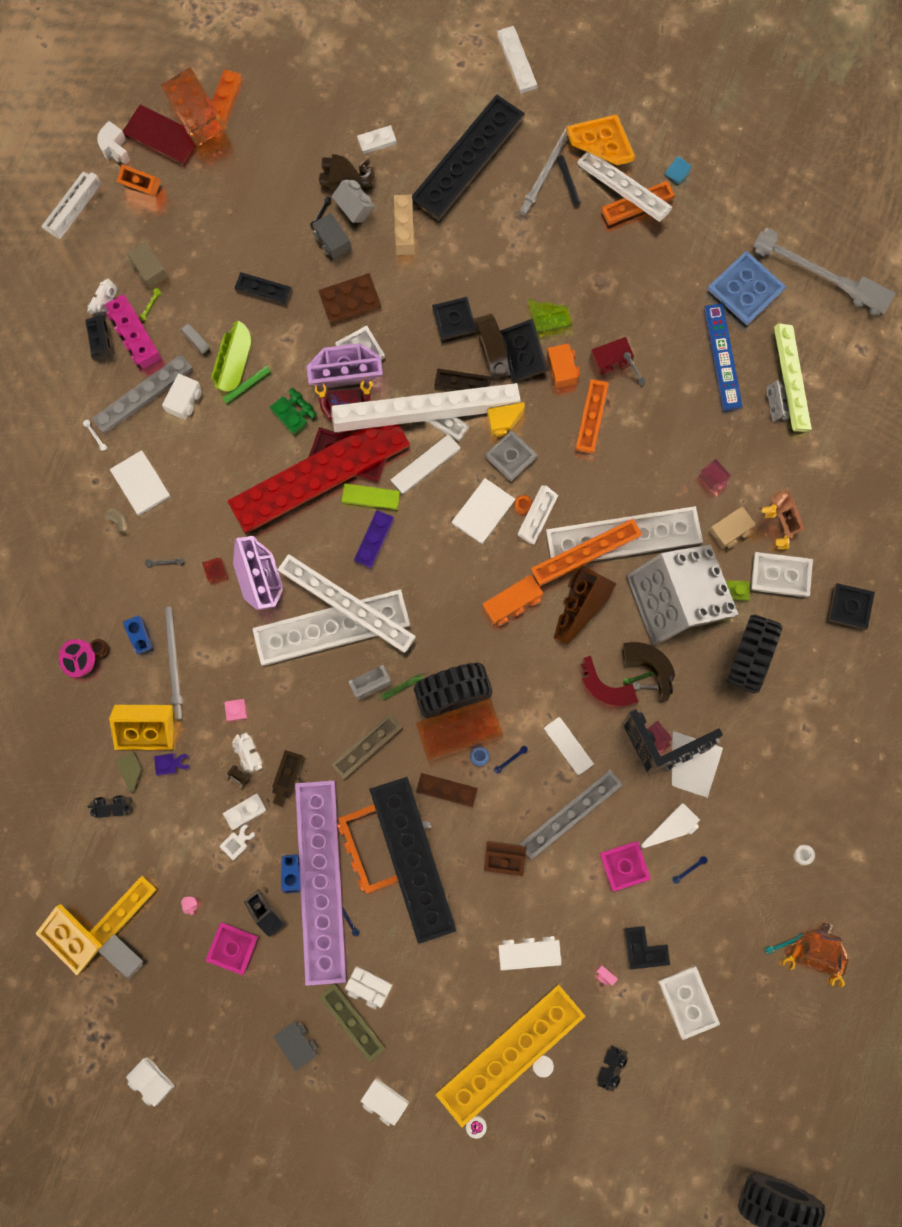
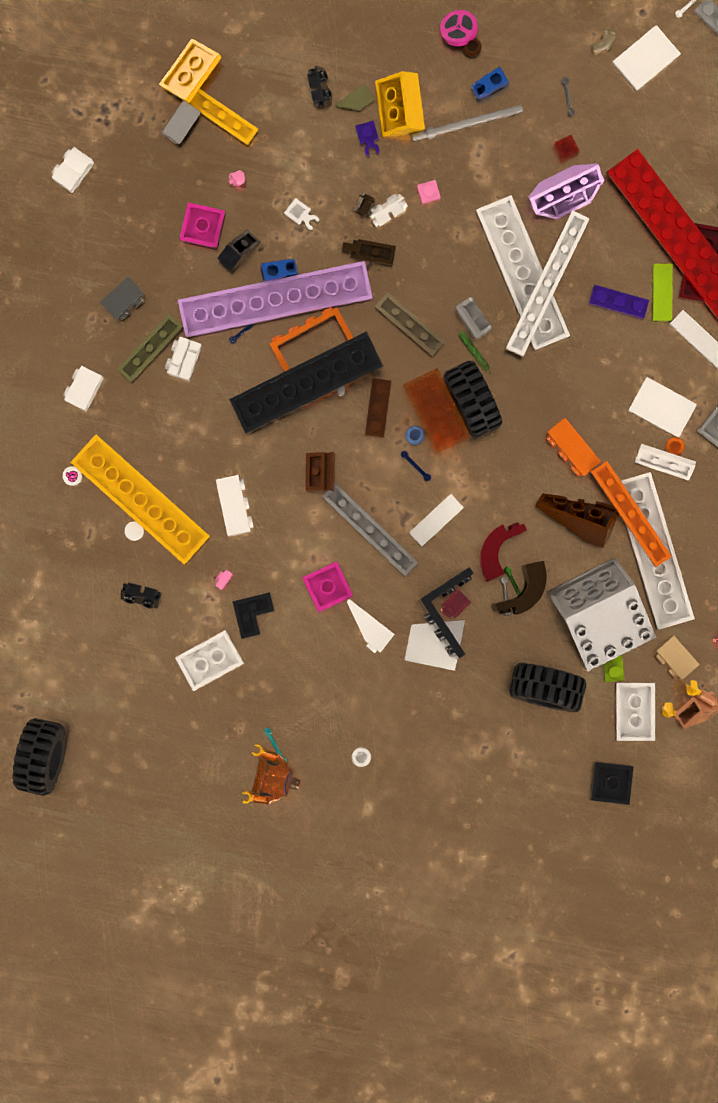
camera: 70 degrees right, 10 degrees up
(245, 812) = (331, 217): white plate -> none
(703, 860) = (343, 661): clear blue hinge -> none

